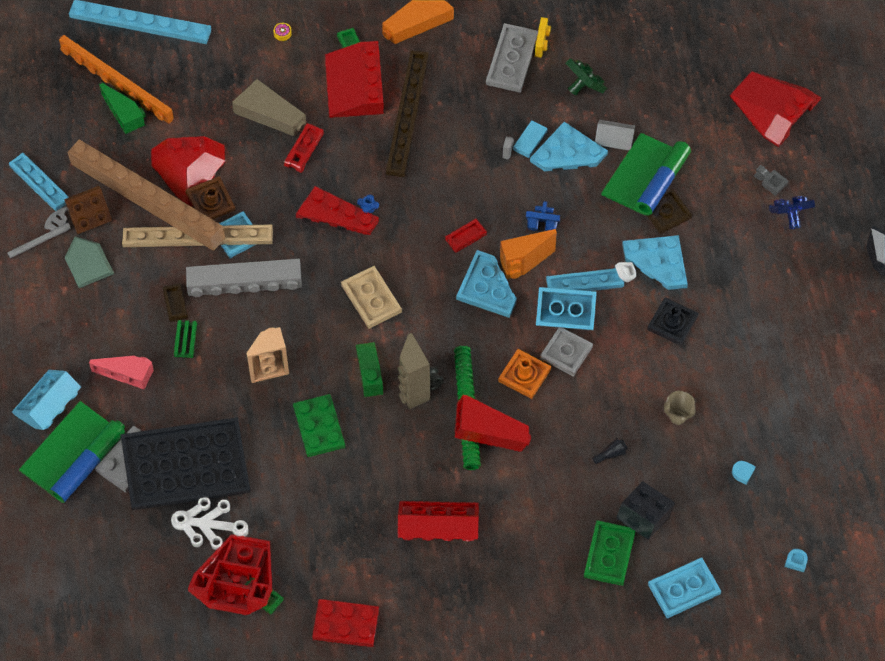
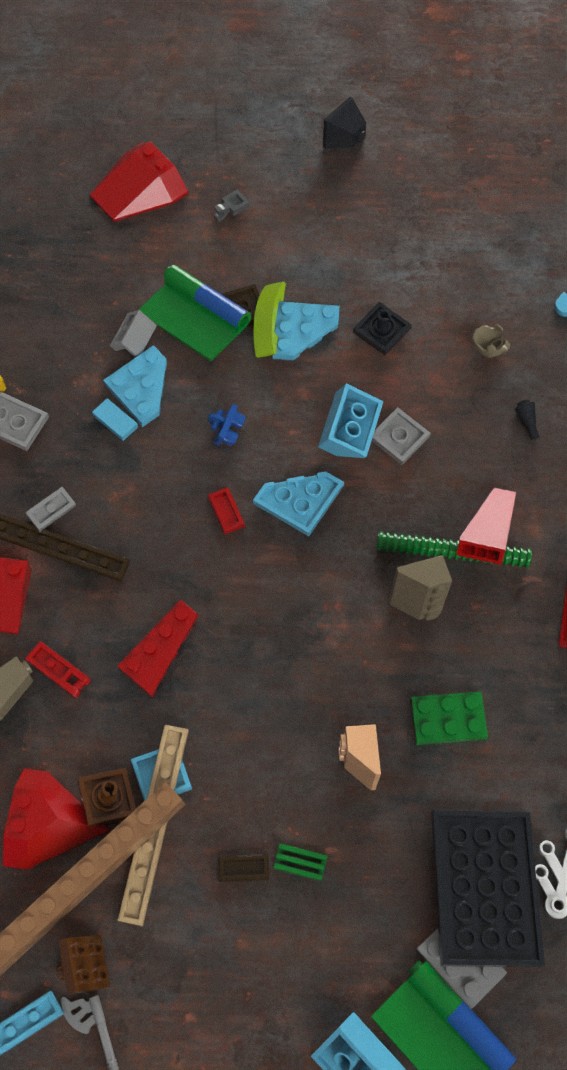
camera: 80 degrees left, 5 degrees up
(87, 262) = (155, 979): sand green tile -> none
(126, 369) = (336, 941): coral slope -> none
(243, 277) = (229, 774): light grey brick -> none
(368, 204) = (162, 612): blue plate -> none
(369, 369) = (384, 645): green slope -> none
(371, 297) = (288, 627): tan plate -> none
(433, 109) = (50, 509): none -> light grey panel
(507, 148) = (121, 442): light grey tile -> none
(524, 374) = (420, 482): orange plate -> none
(526, 252) = (277, 456): orange slope -> none
(585, 77) = (56, 345): dark green plate -> none
(586, 280) = (313, 402): medium azure tile -> none
(626, 271) = (312, 358): white tile -> none
(657, 225) = (265, 319): none -> lime slope
(791, 208) = (274, 190): clear blue plate -> none

